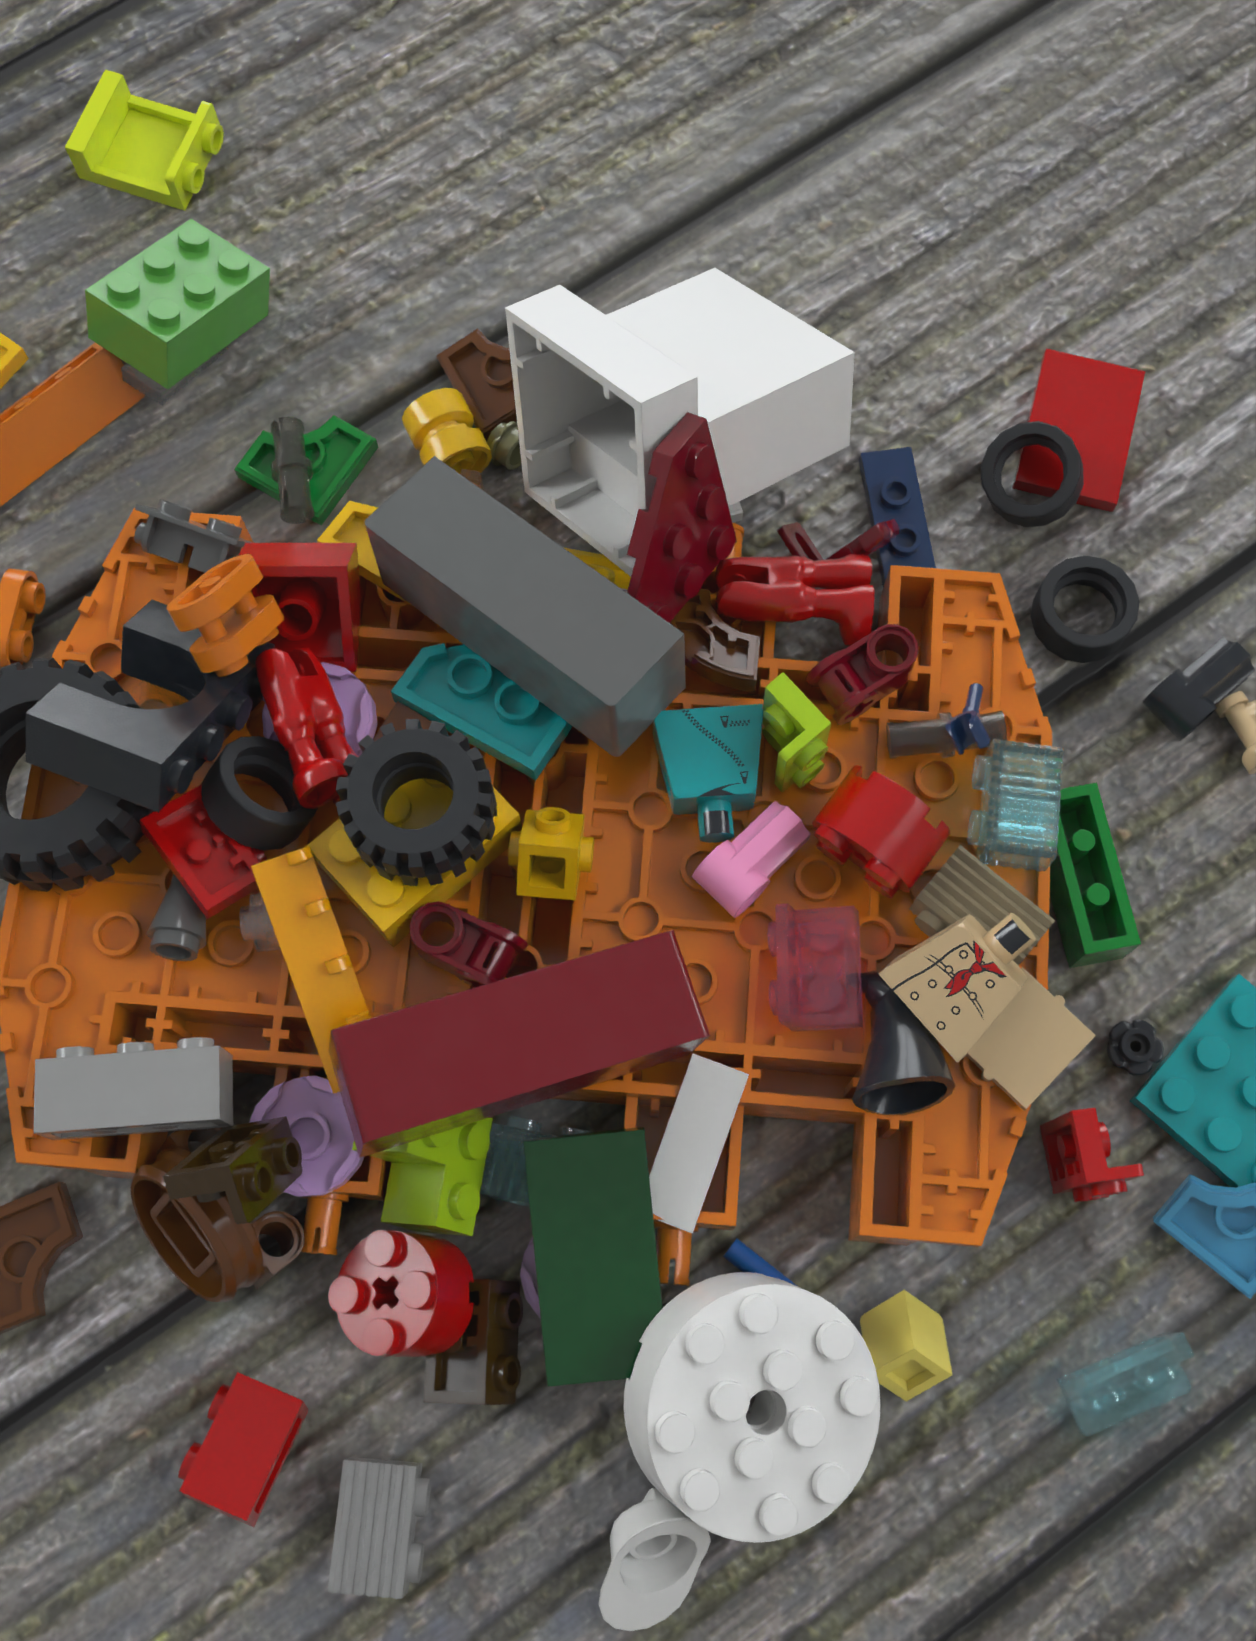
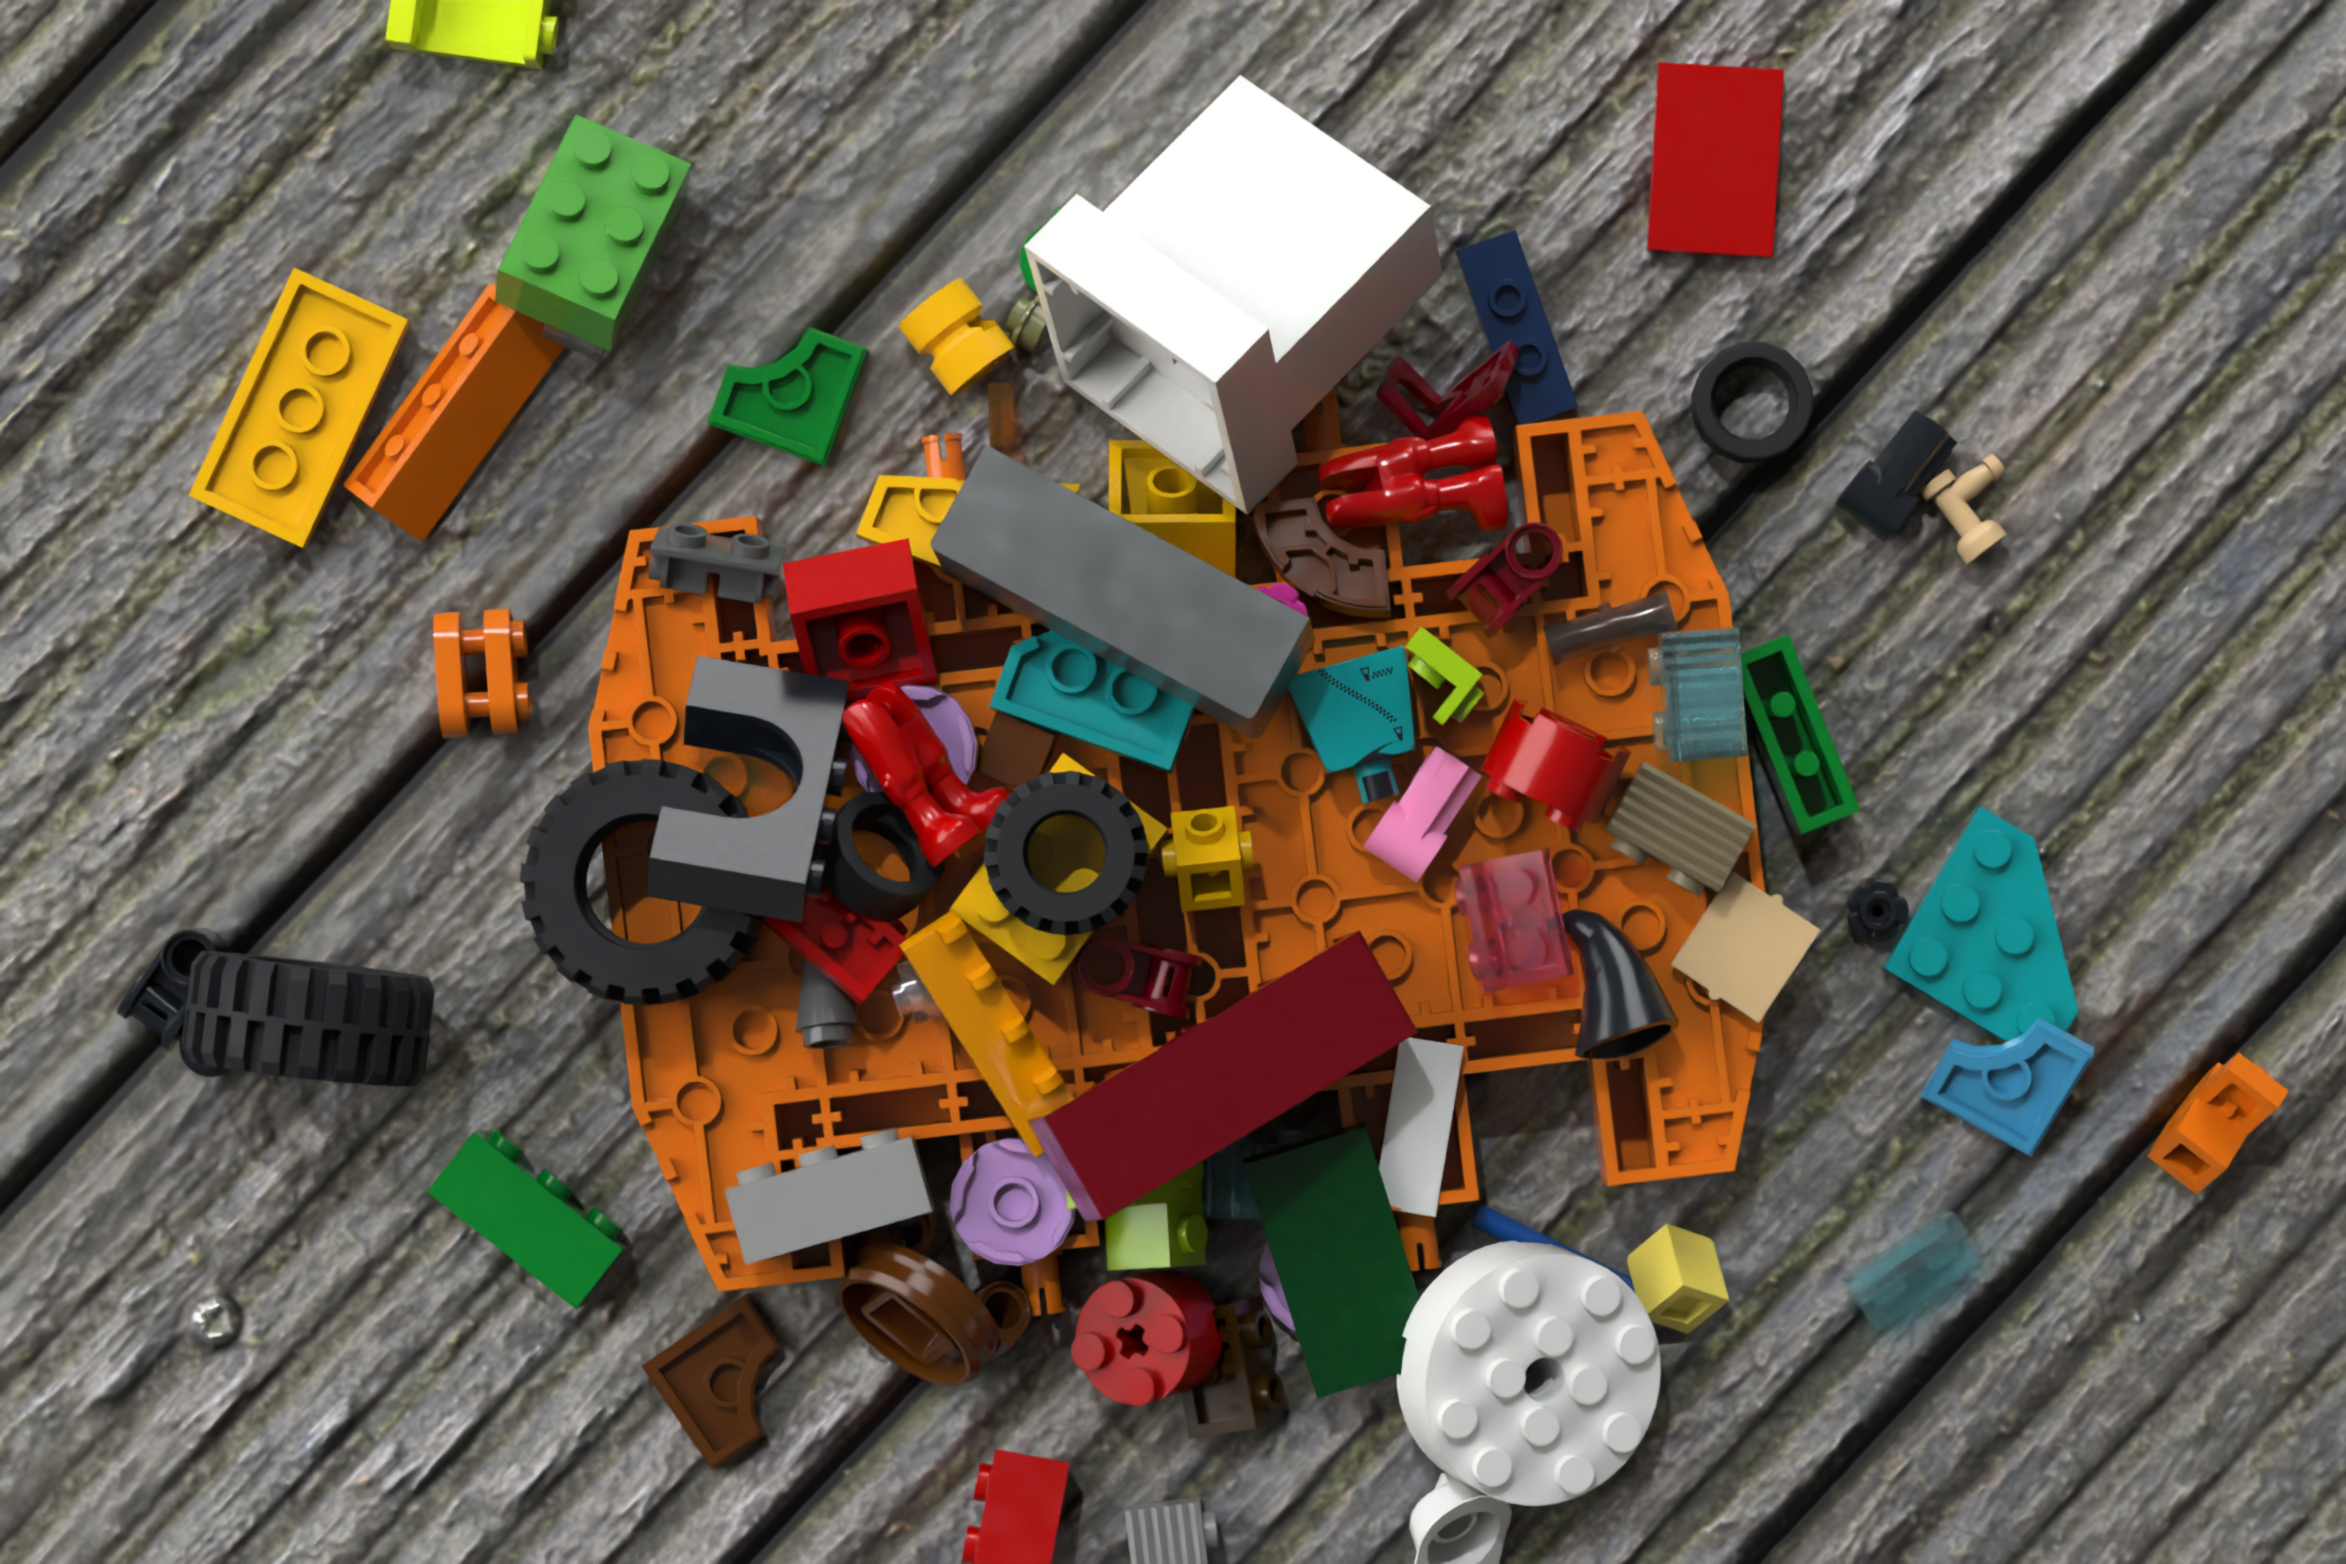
camera: 10 degrees left, 15 degrees up
(230, 639) = (803, 677): orange brick -> none
(243, 1162) = (964, 1248): dark brown bracket -> none
(292, 470) = (784, 420): clear smoke pin -> none
(483, 377) = (987, 240): reddish brown tile -> none
(686, 522) = (1281, 458): dark red plate -> none
(961, 979) = (1664, 911): tan torso -> none
(967, 726) = (1629, 625): dark blue hand -> none
(1027, 435) = (1625, 273): black tyre -> none
(1077, 1157) = (1824, 1050): red bracket -> none

